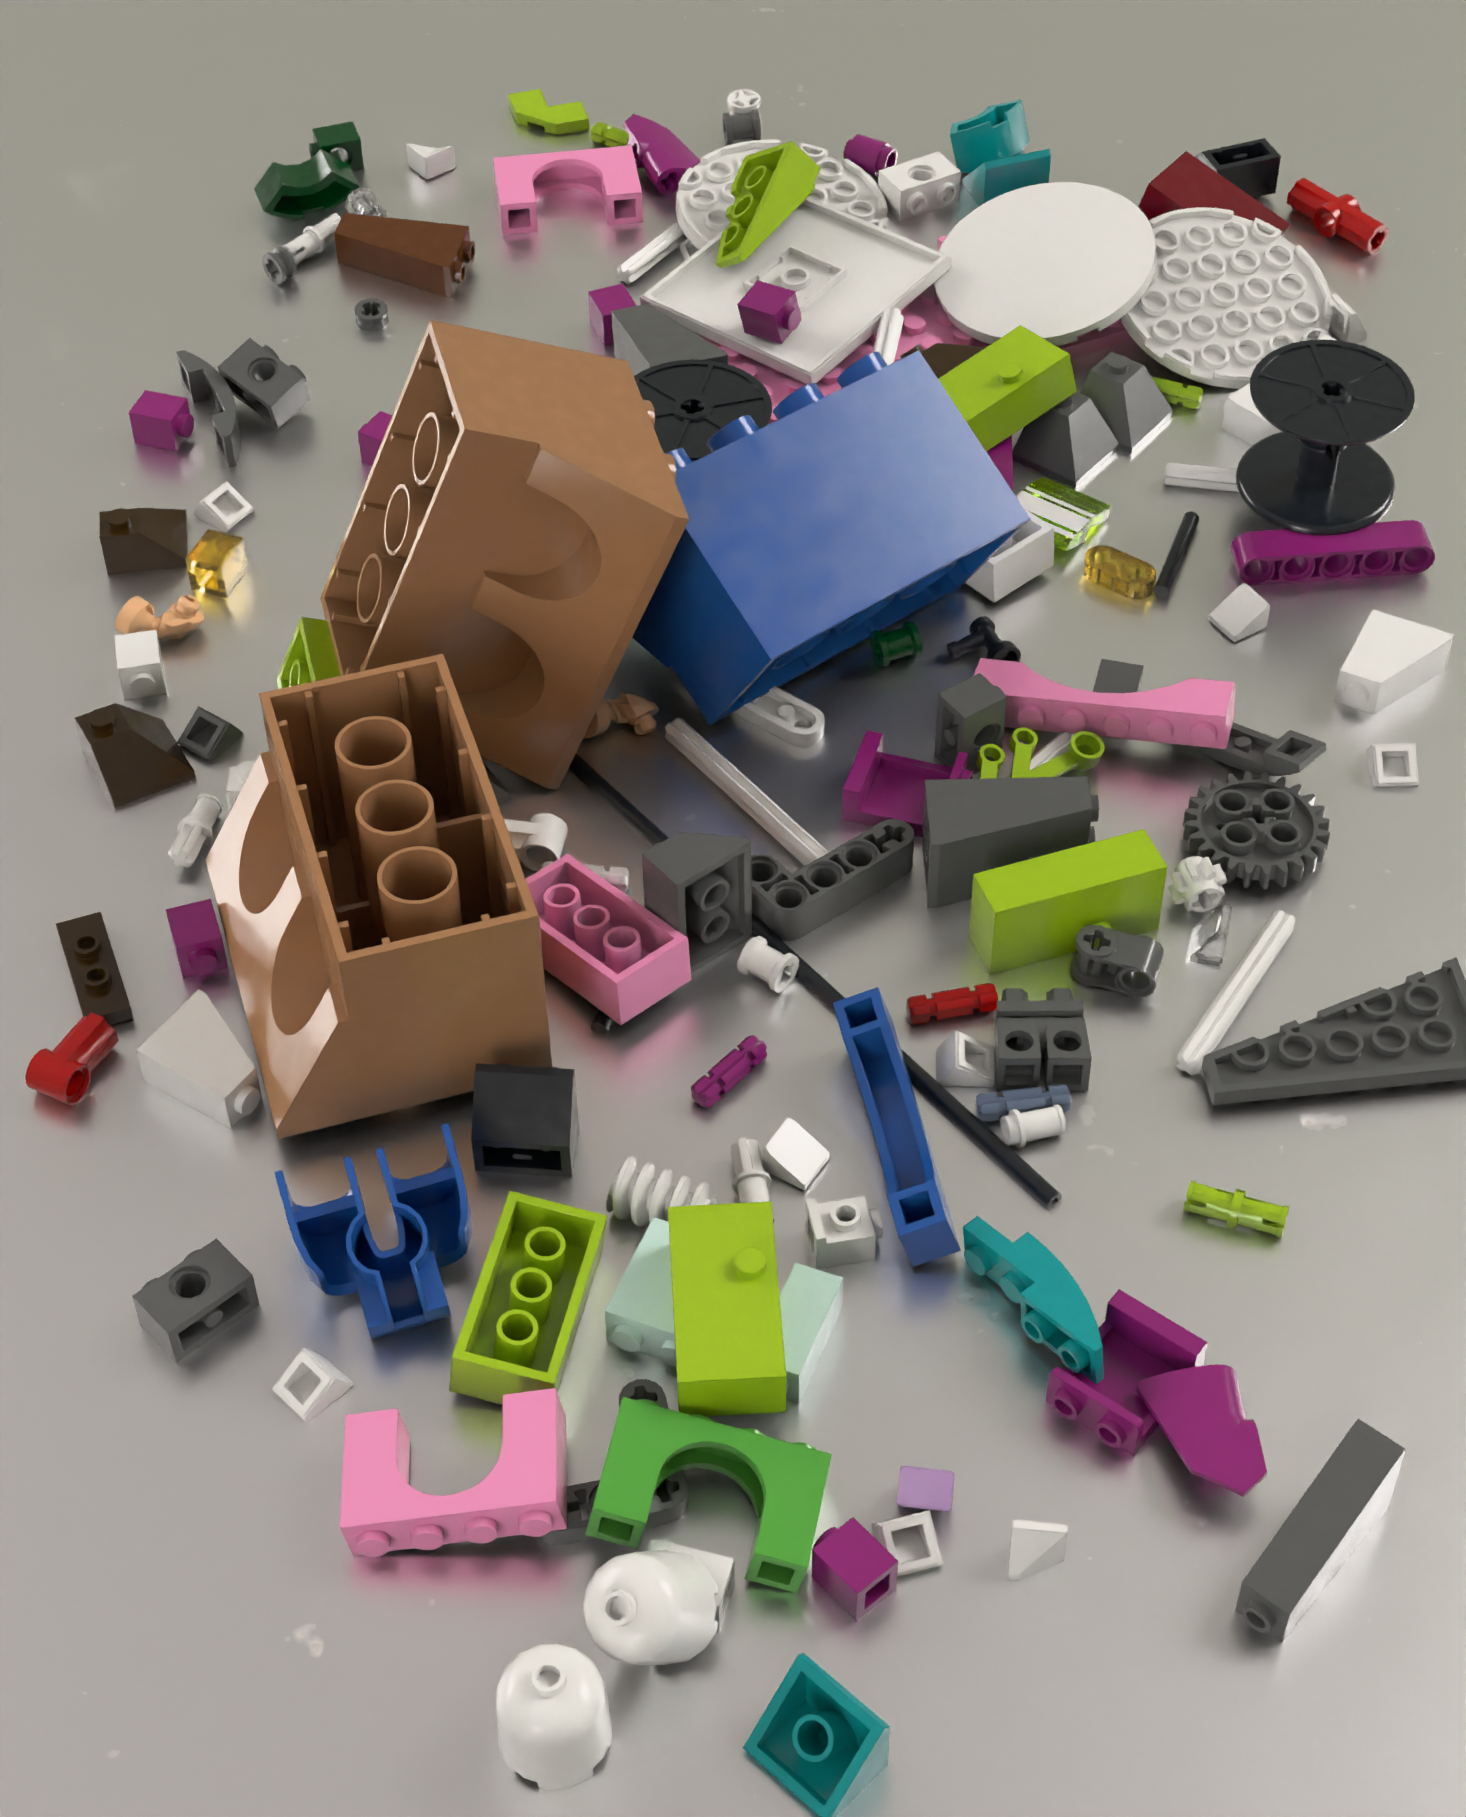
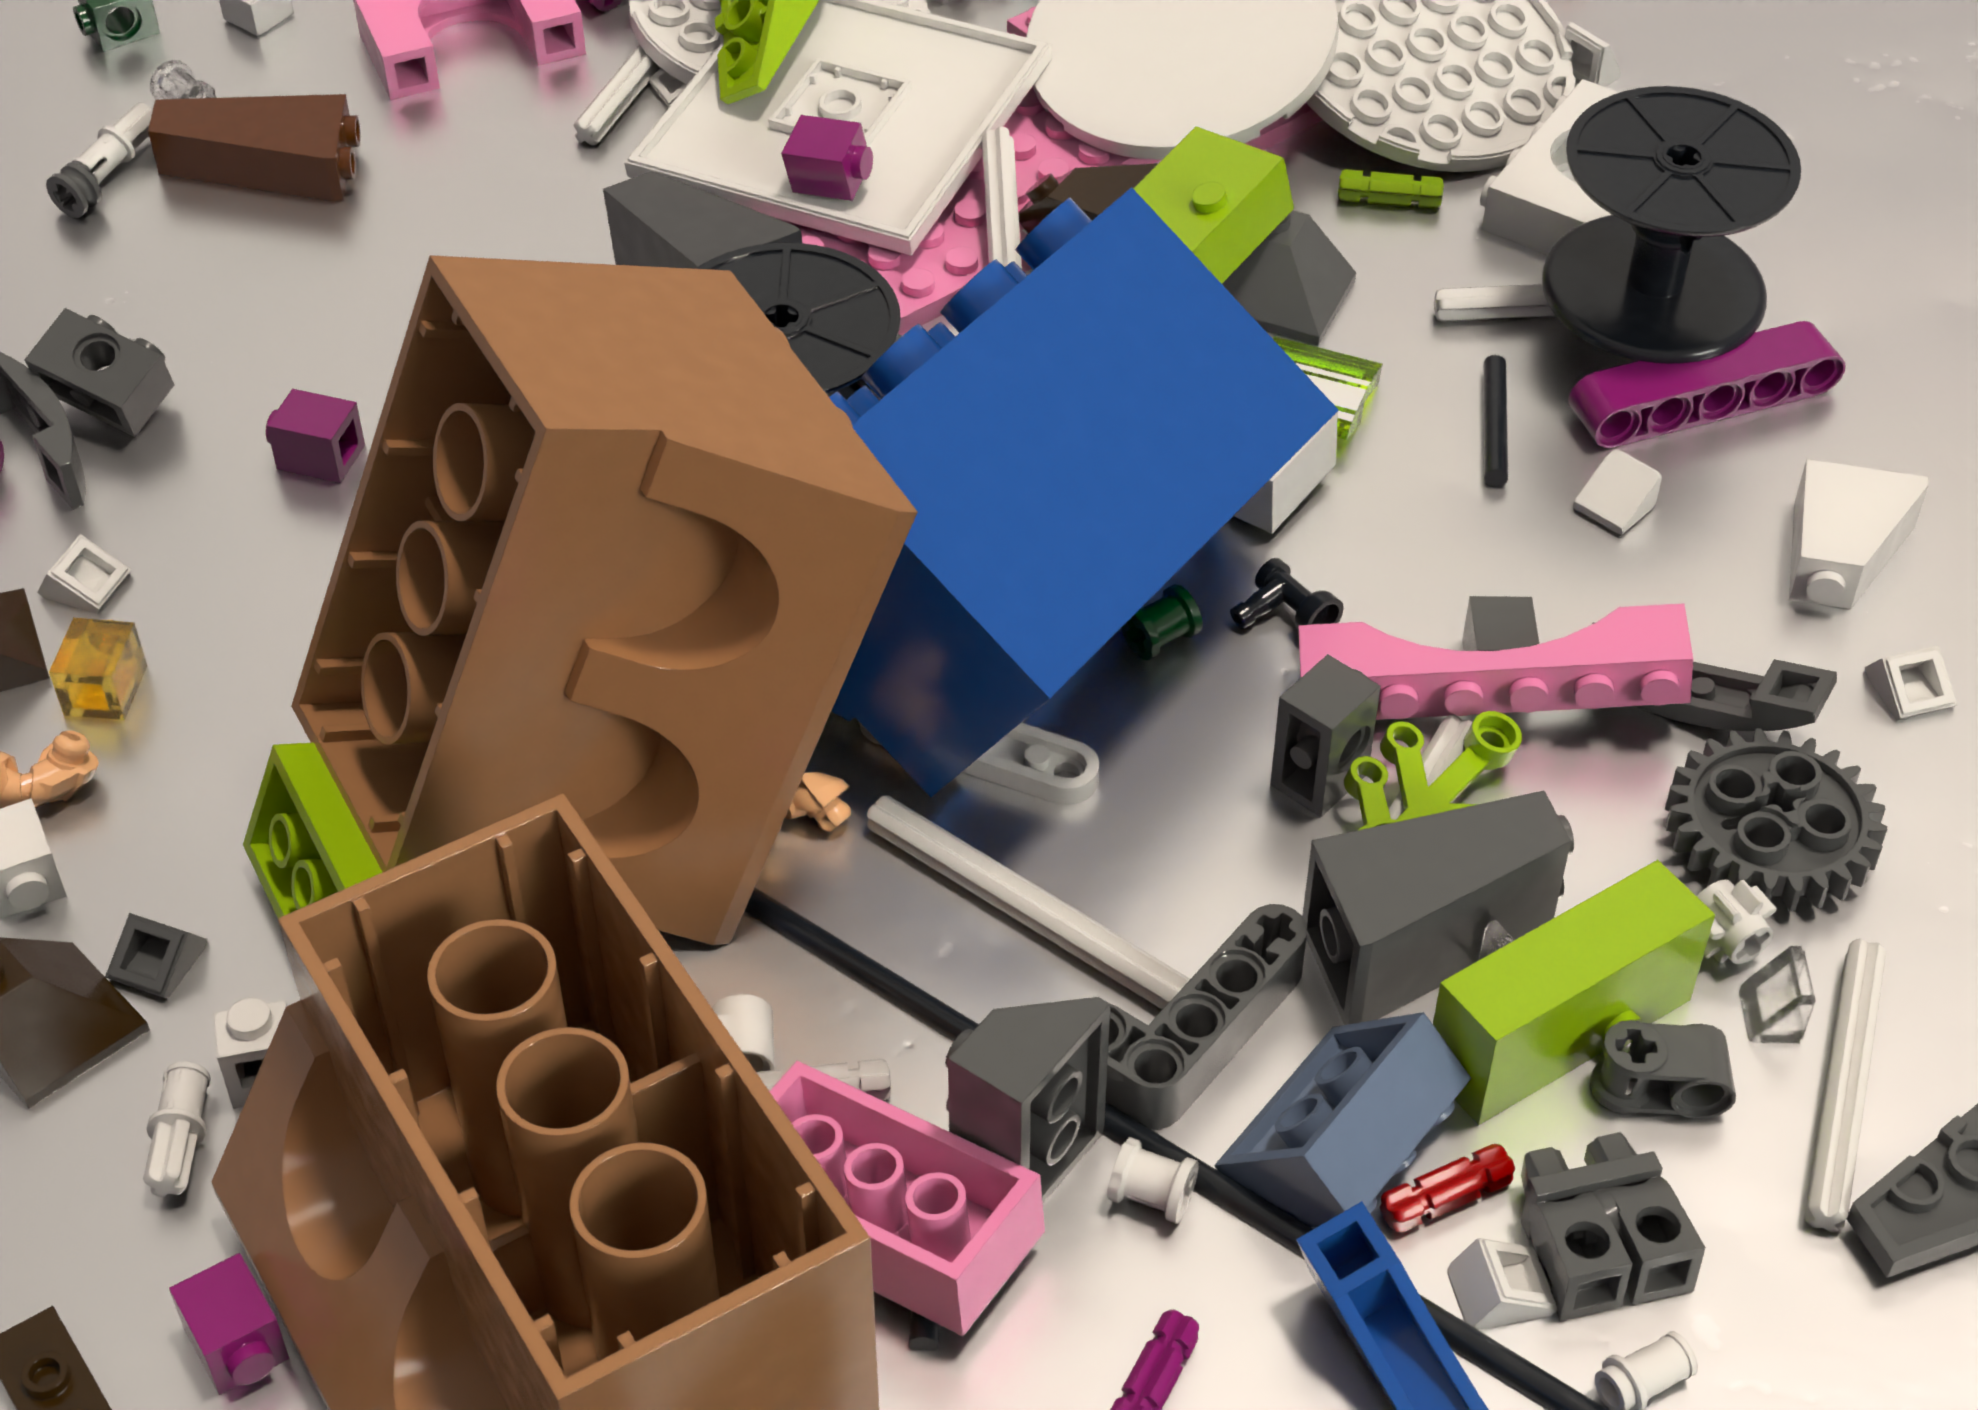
camera: 15 degrees left, 0 degrees up
(306, 186) = (84, 70): dark green brick -> none
(371, 315) = (231, 232): dark grey bush -> none
(600, 306) = (579, 190): magenta brick -> none
(891, 785) = (1246, 849): magenta panel -> none
(905, 950) = (1348, 1118): none -> sand blue slope
(990, 1106) = (1612, 1334): sand blue axle -> none
(1119, 572) = (1429, 459): clear yellow beam -> none
(1127, 400) = (1350, 208): dark grey slope -> none

